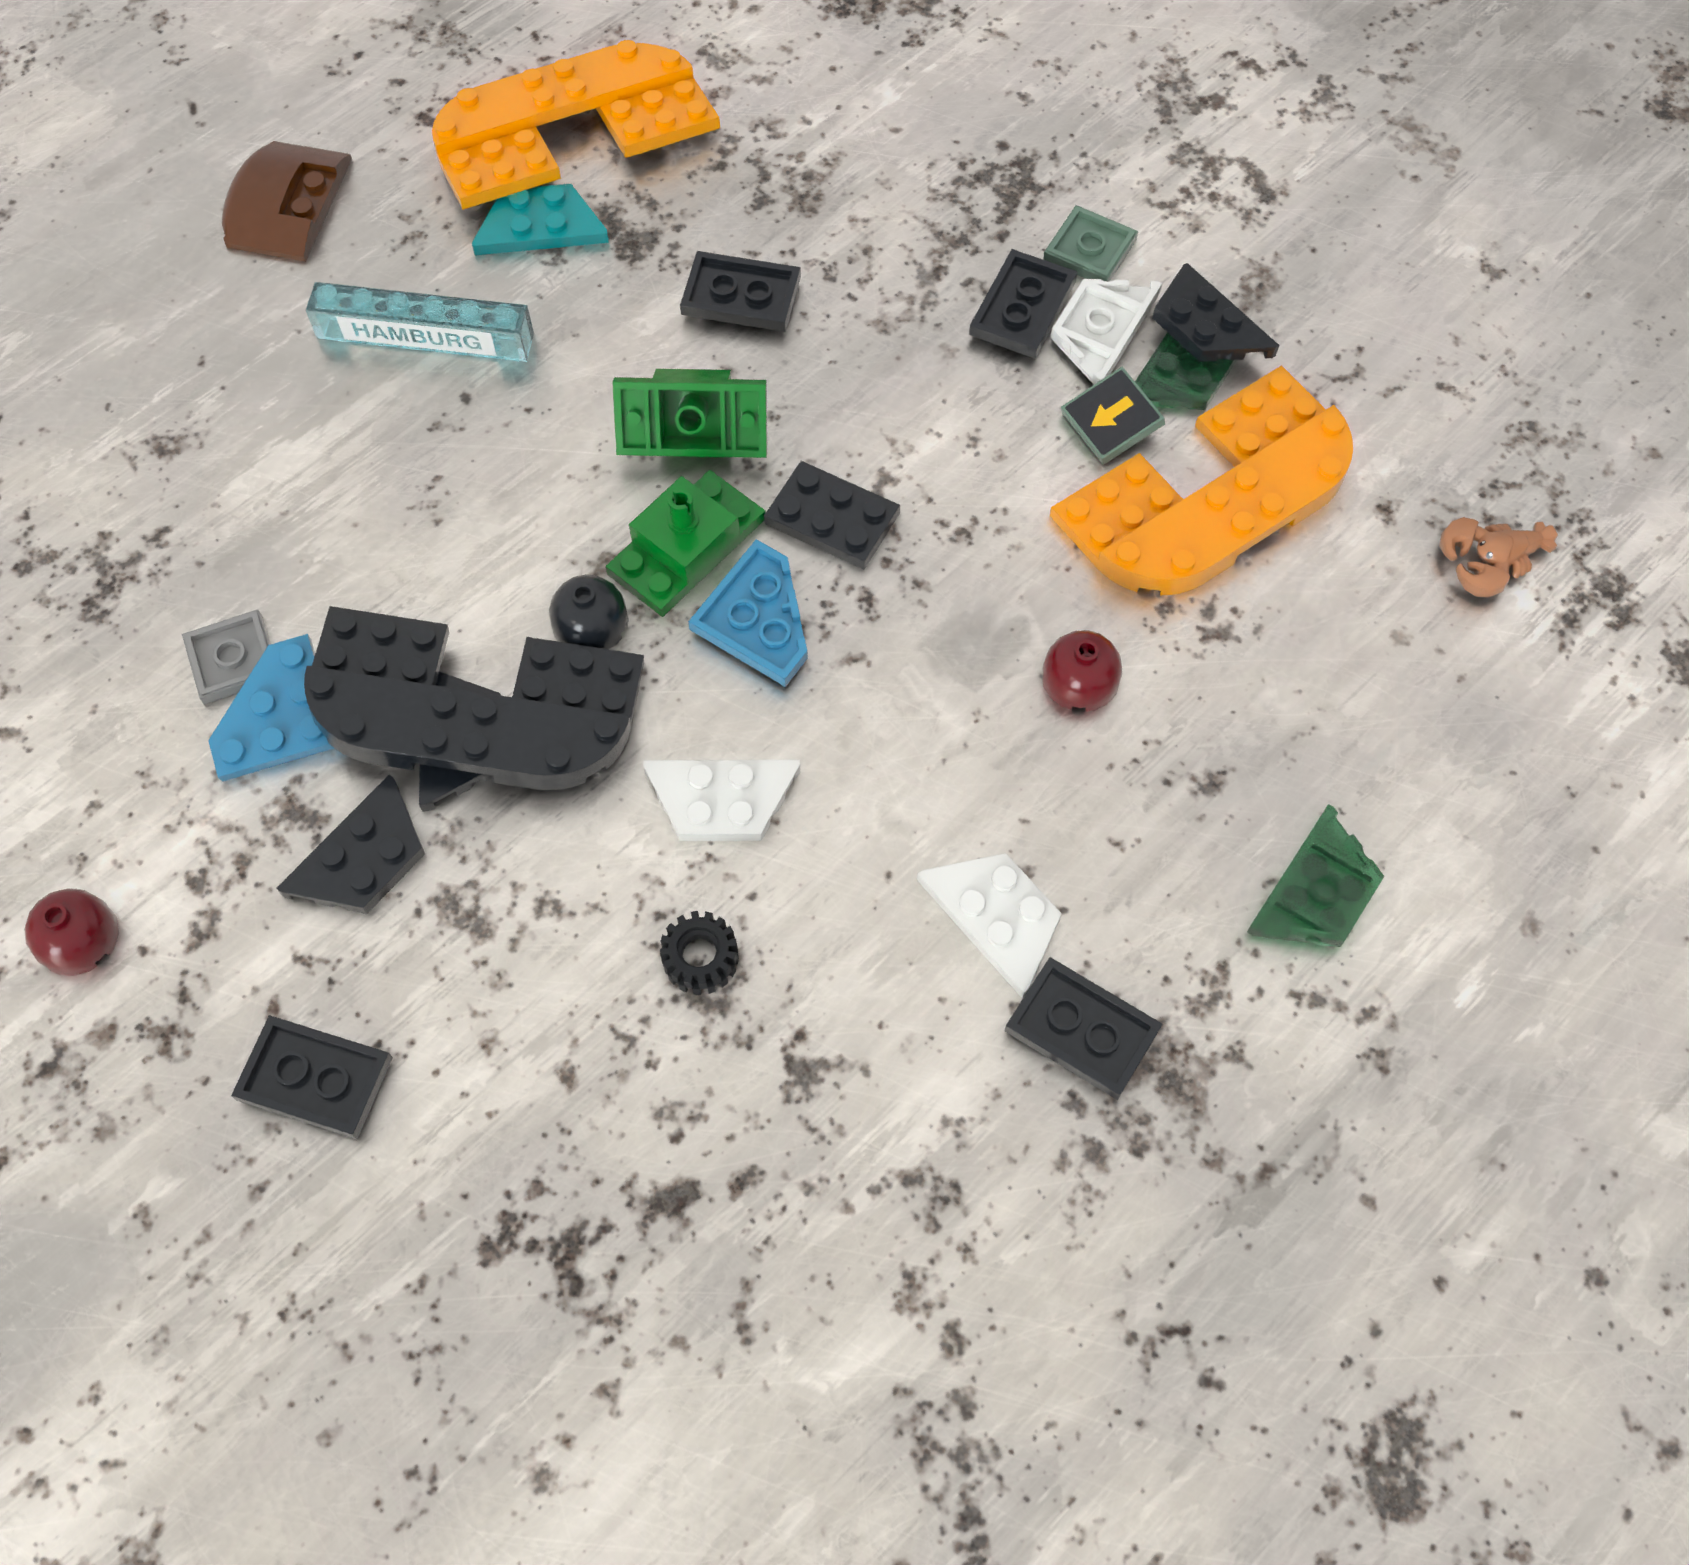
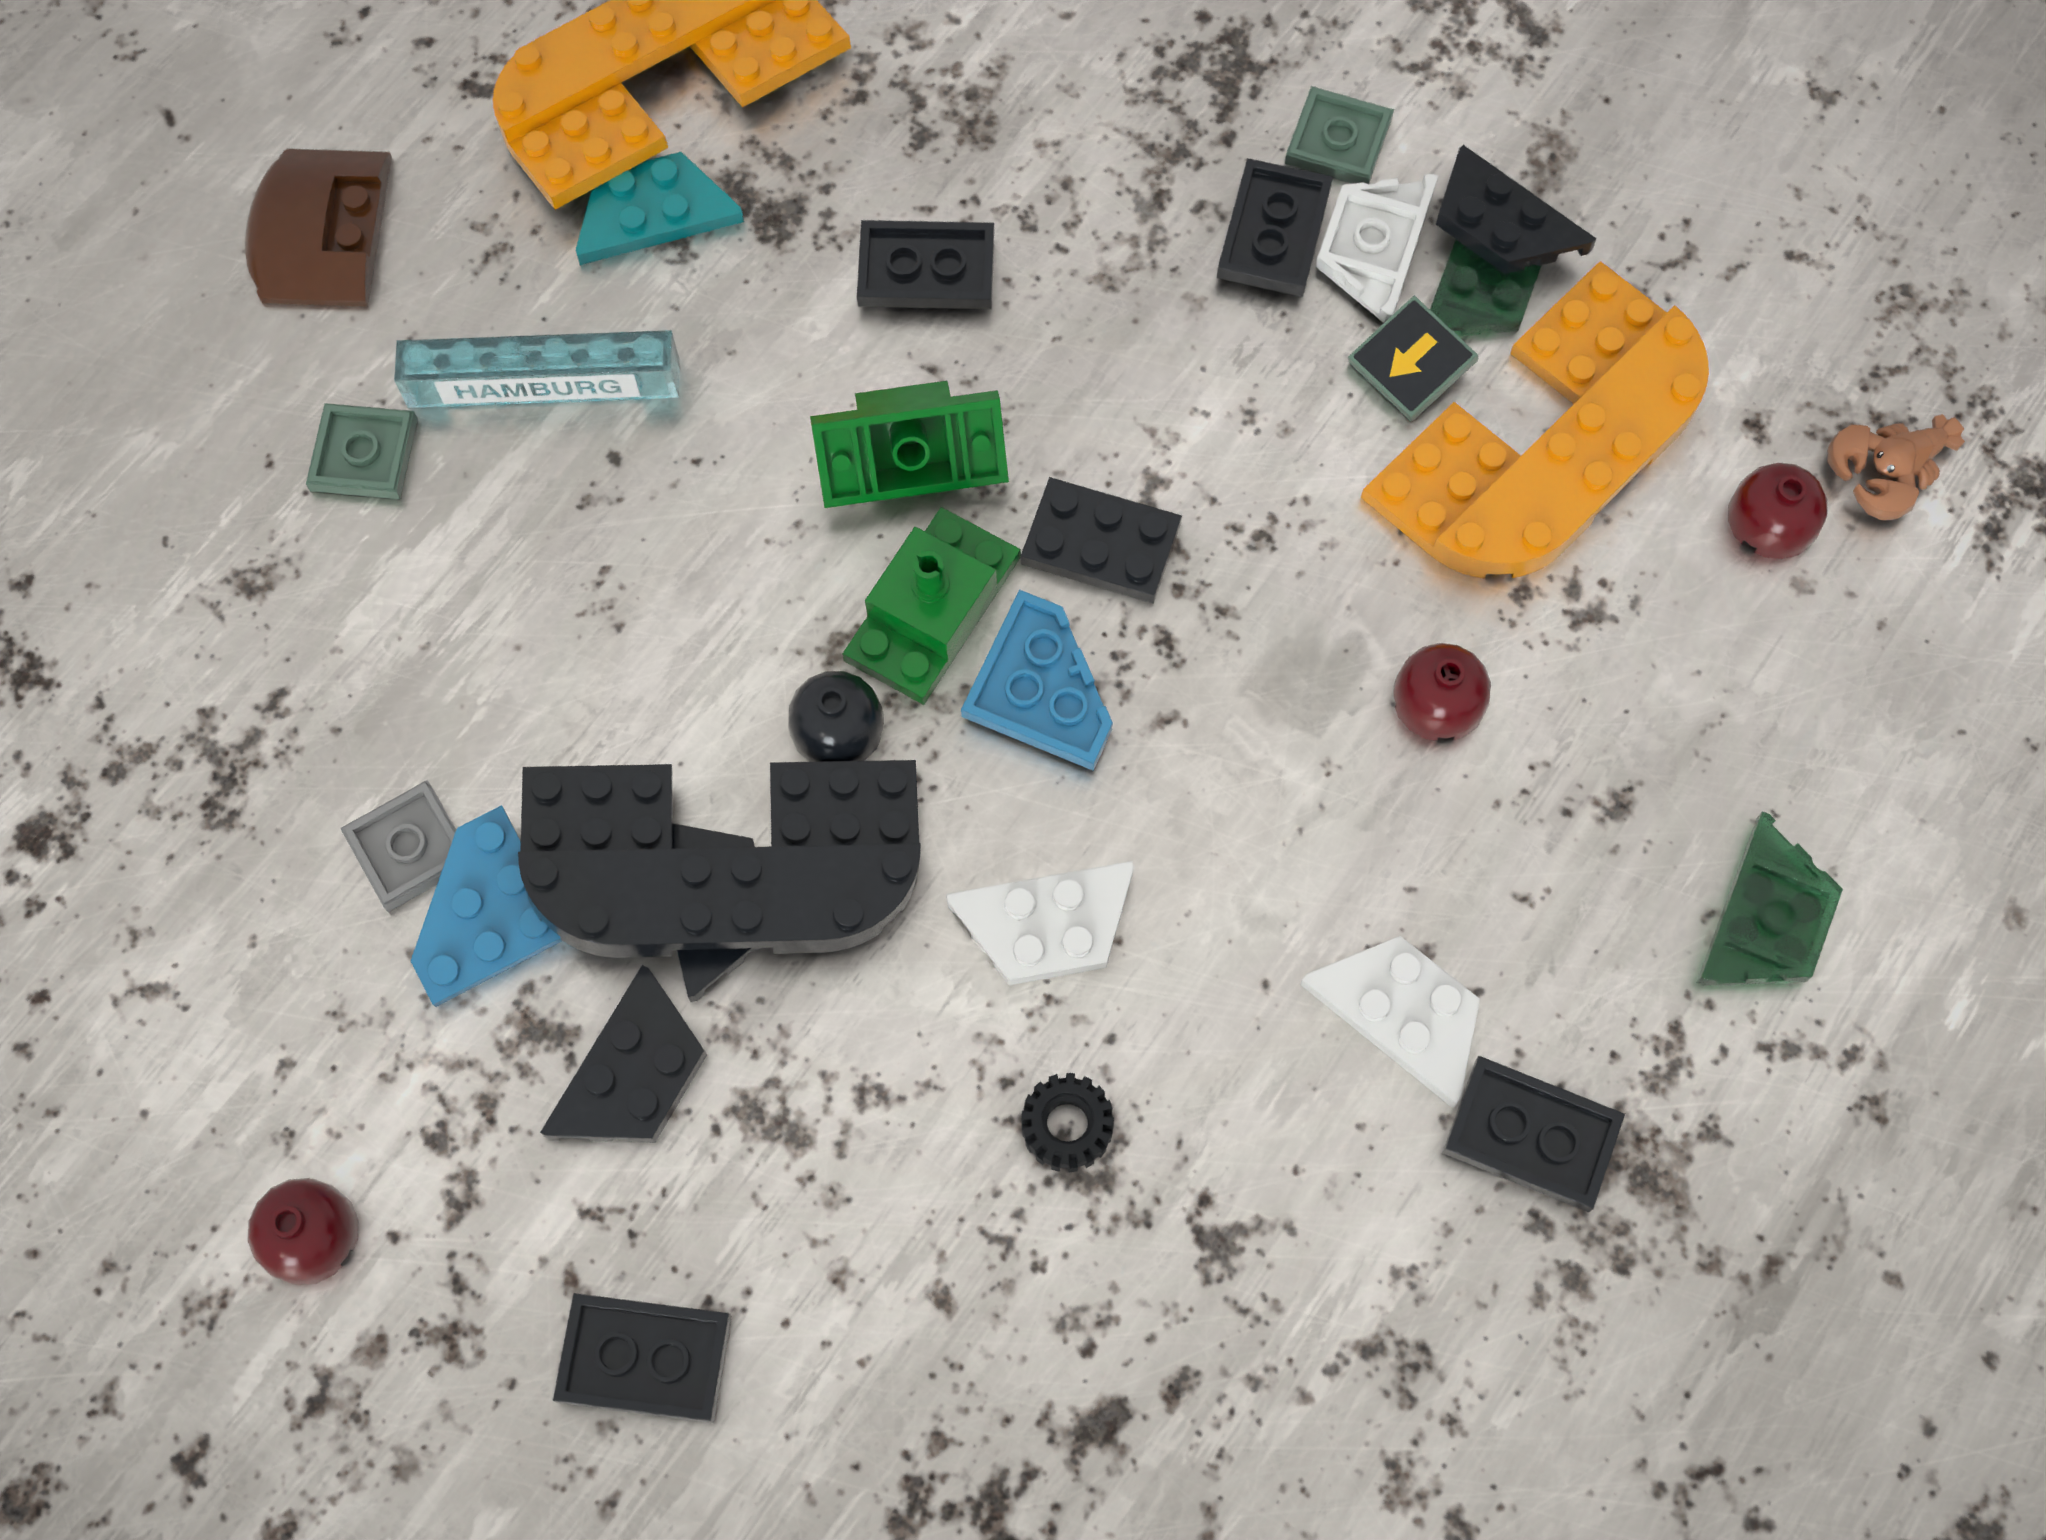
camera: 10 degrees left, 5 degrees up
(272, 363) = (362, 451): none -> sand green tile
(1390, 574) = (1778, 510): none -> dark red cylinder

